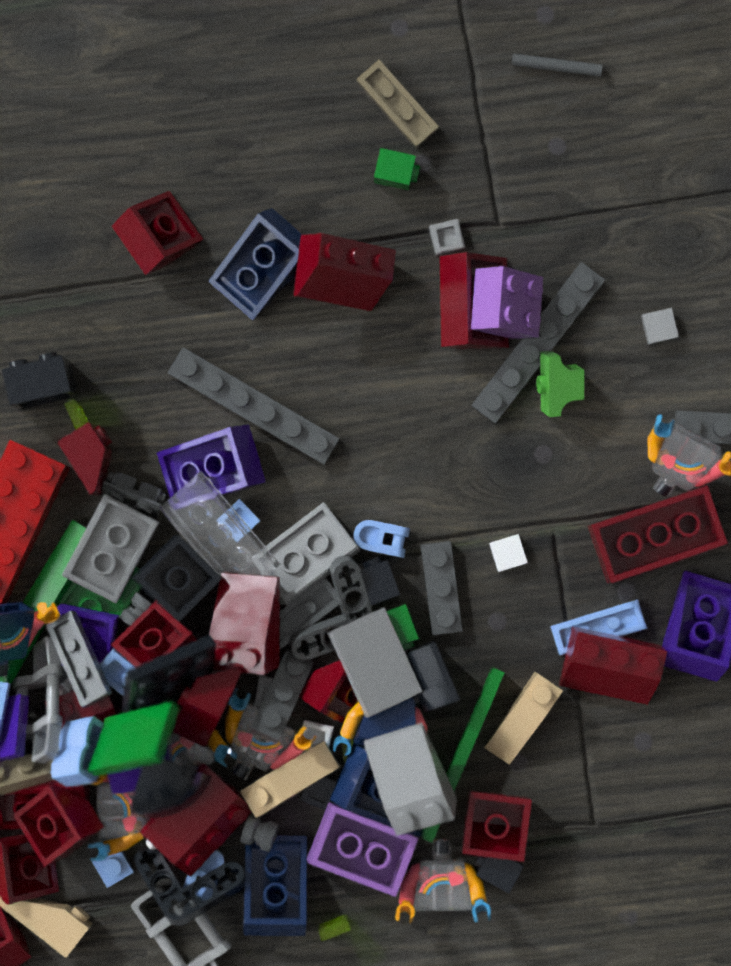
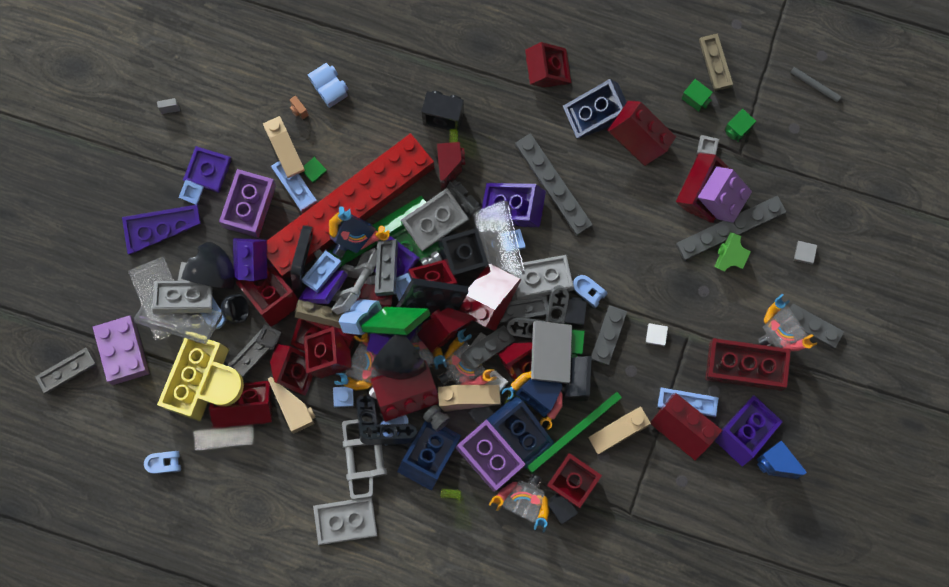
camera: 30 degrees right, 10 degrees down
(410, 779) = (538, 426): light grey slope -> none
(478, 184) = (739, 125): none -> green brick

